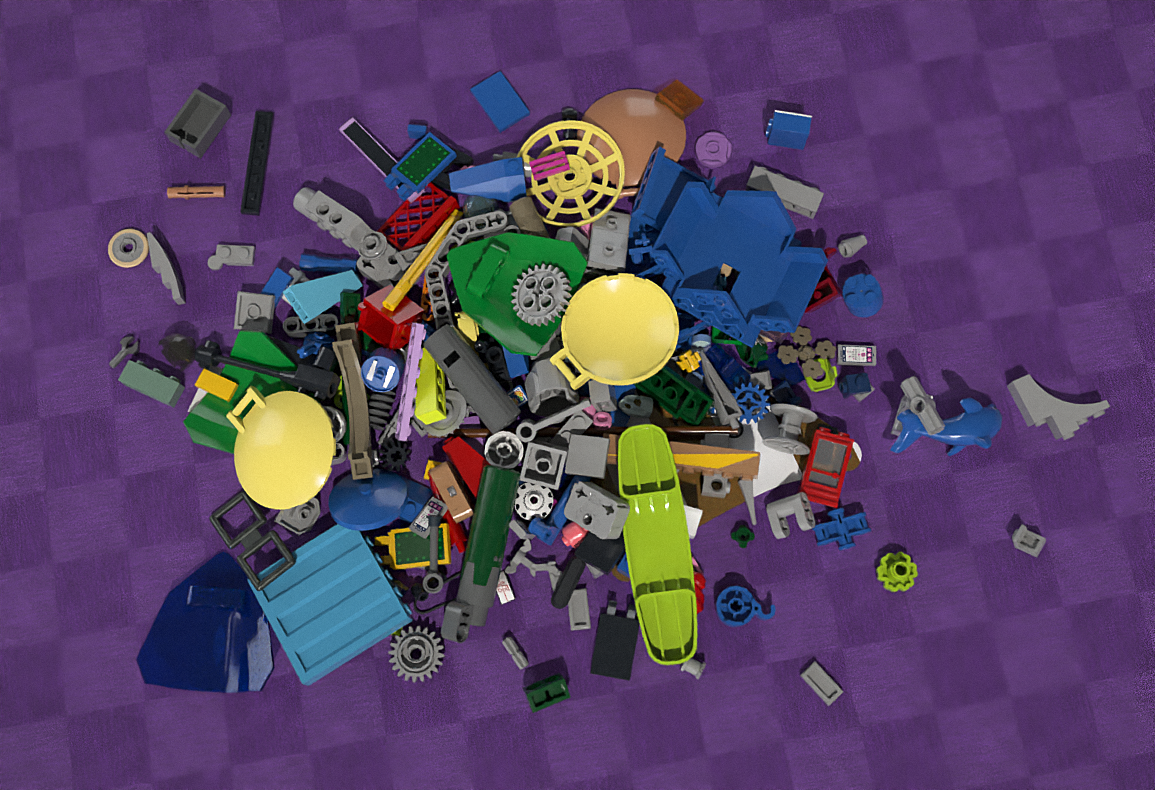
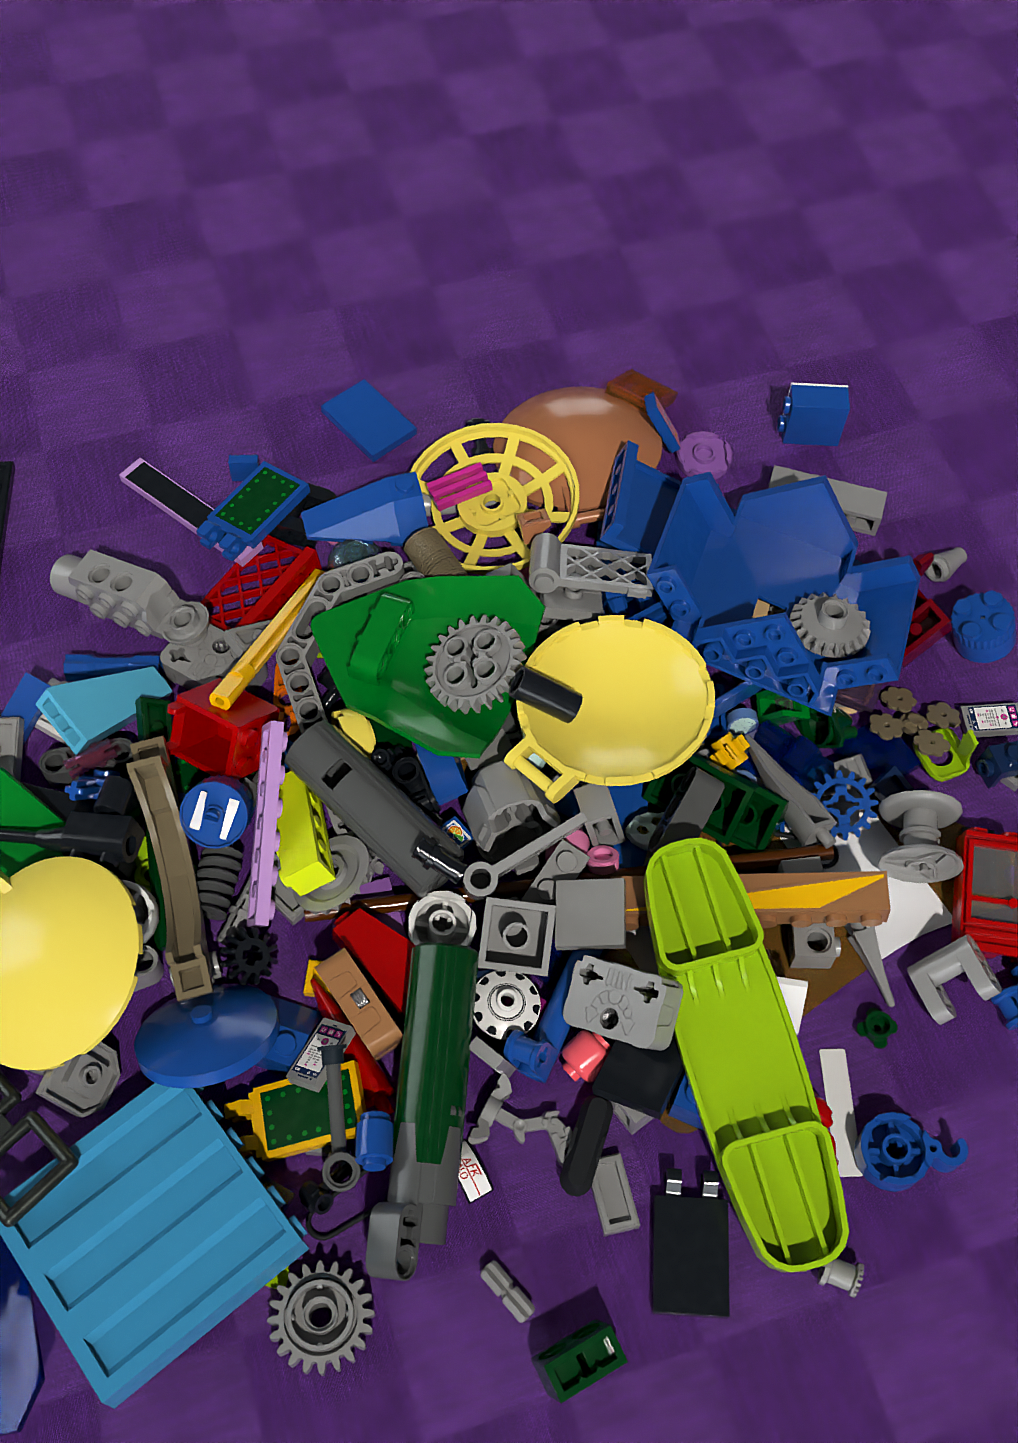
camera: 10 degrees left, 15 degrees down
(315, 325) = (90, 758): none -> clear pink pin
(452, 569) = (374, 1141): none -> blue brick
(500, 416) = (438, 860): none -> black pin
(578, 323) = (545, 694): none -> black pin
(591, 198) = (533, 524): none -> nougat slope
(596, 232) = (552, 564): none -> light grey piece
(653, 401) = (687, 809): none -> dark grey beam
(687, 127) = (662, 422): none -> blue tile
(713, 577) = (840, 1102): none -> white sticker
(762, 297) = (830, 625): none -> light grey gear

